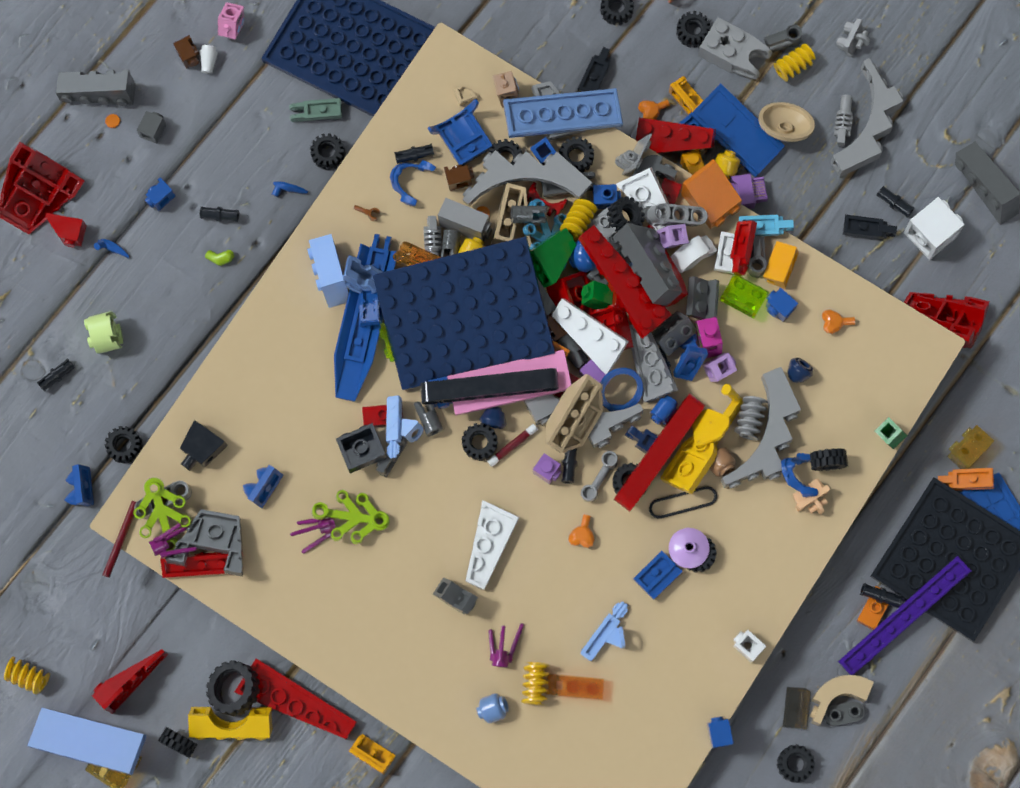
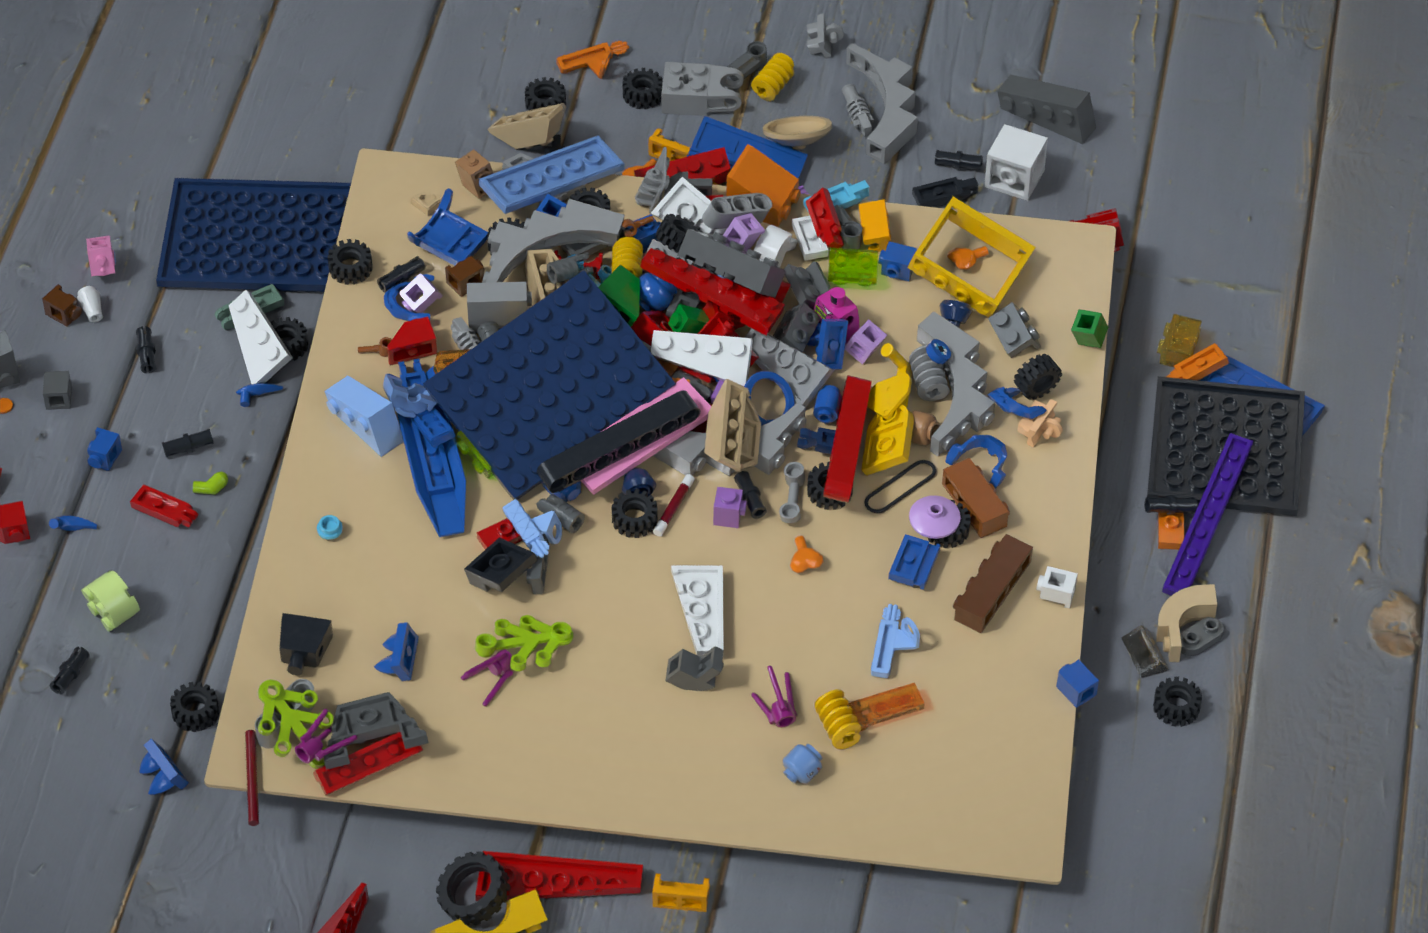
camera: 30 degrees left, 25 degrees down
(177, 262) = (163, 507): none -> red hinge
(227, 117) = (145, 349): none -> black pin
(263, 355) = (329, 527): none -> medium azure plate
(304, 155) = (258, 340): none -> white wing
(379, 116) = (350, 251): none -> black tyre
(393, 219) = (412, 341): none -> red slope
(417, 181) = (414, 289): none -> lavender brick
(590, 32) = (529, 127): none -> tan wedge
(592, 192) = (636, 224): none -> dark orange hand
(703, 621) = (993, 583): none -> reddish brown brick
(730, 541) = (969, 487): none -> dark orange brick
(763, 408) = (938, 351): none -> blue tile
(767, 501) = (993, 446): none -> blue helmet
(837, 405) = (1014, 330): none -> bracket
(860, 312) = (985, 230): none -> yellow window

